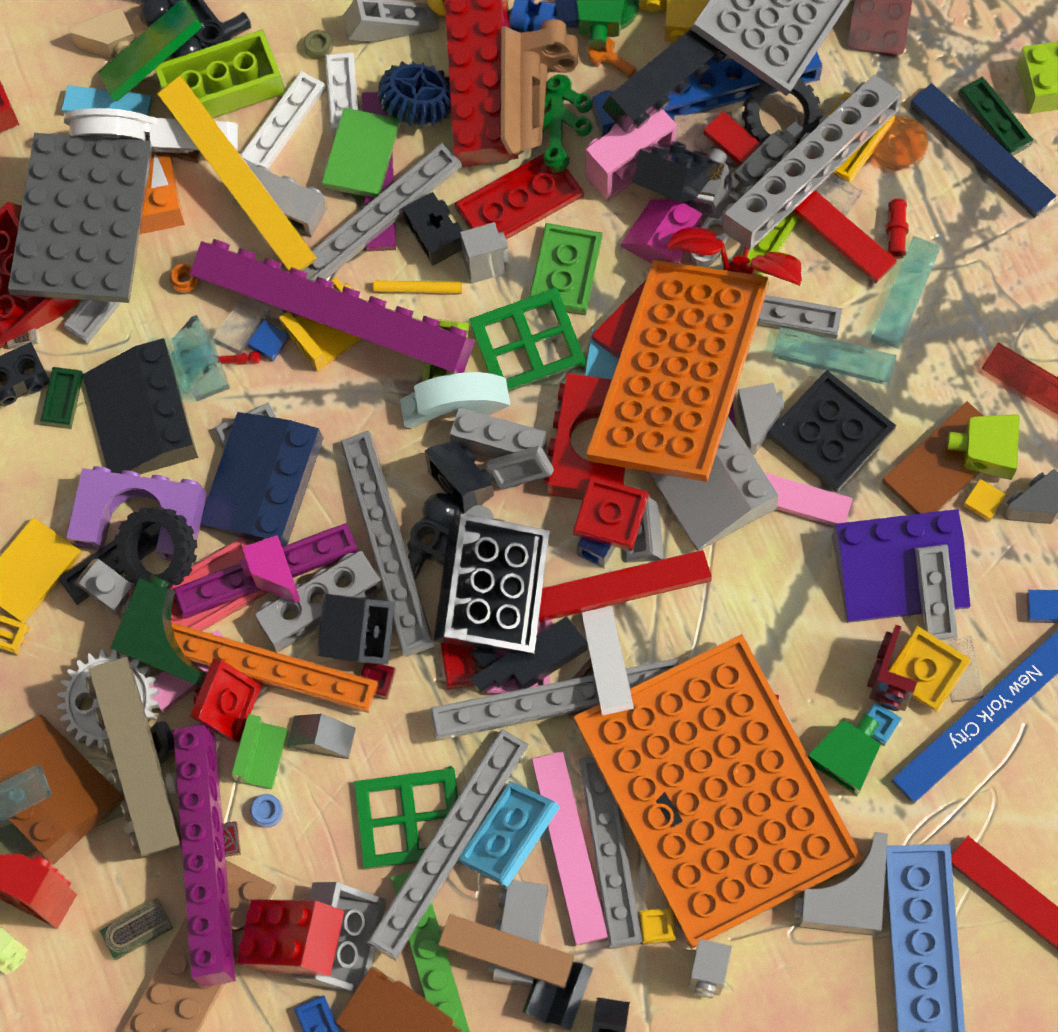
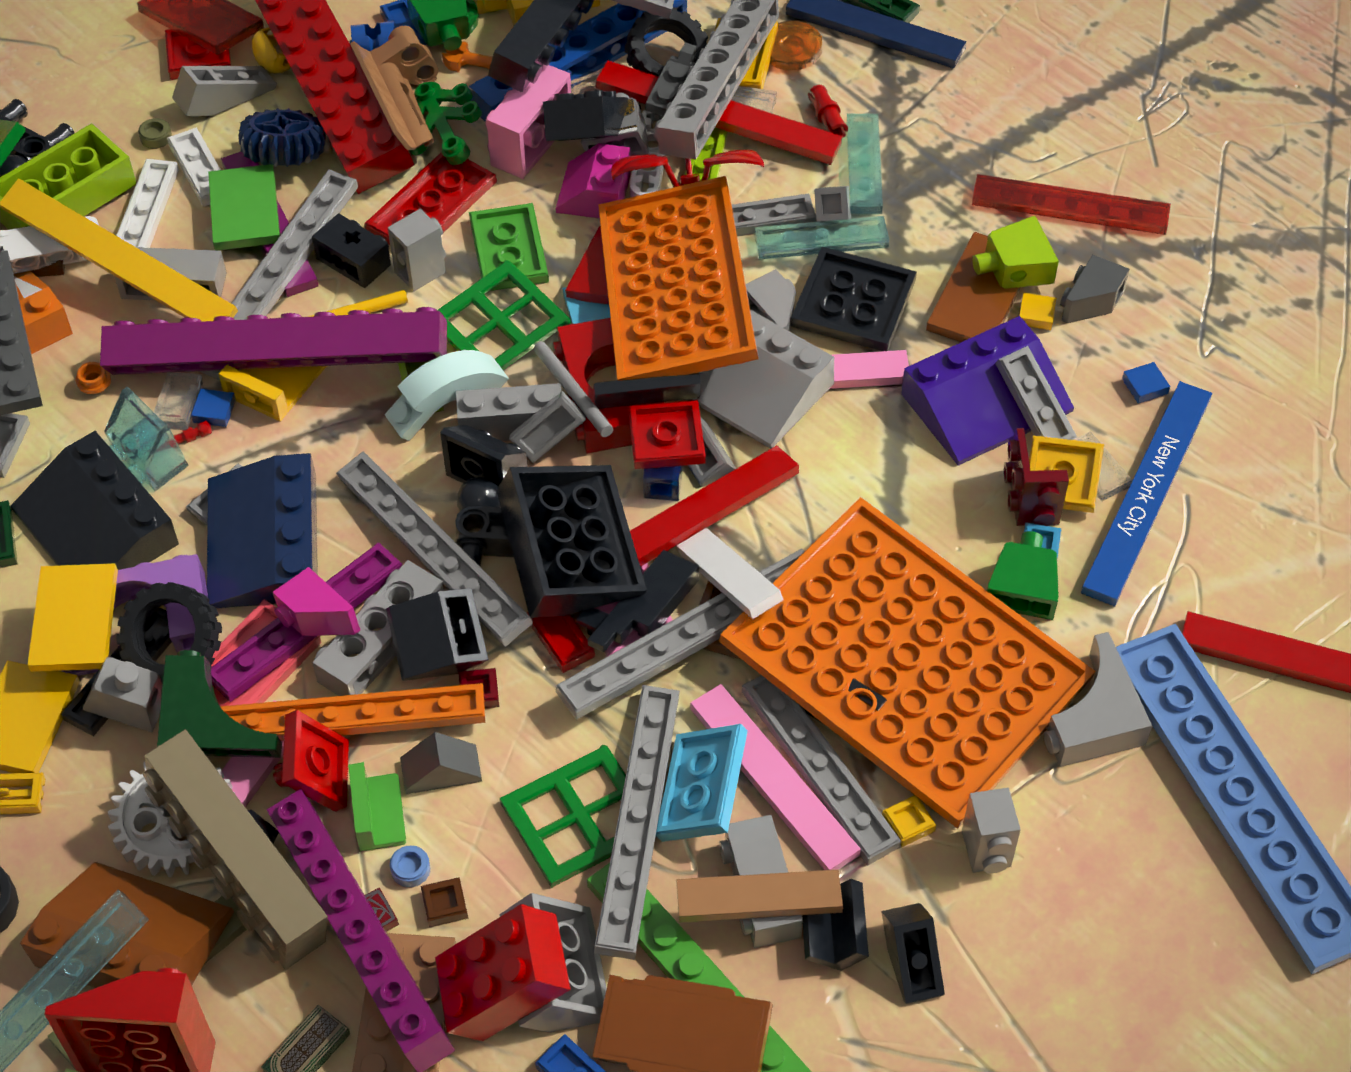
camera: 25 degrees left, 15 degrees down
(89, 506) = (73, 617): none -> yellow tile
(280, 850) = (444, 902): none -> reddish brown tile
(553, 440) = (573, 389): none -> light grey bar
(608, 468) = (646, 390): none -> black tile
(854, 330) = (832, 203): none -> light grey tile

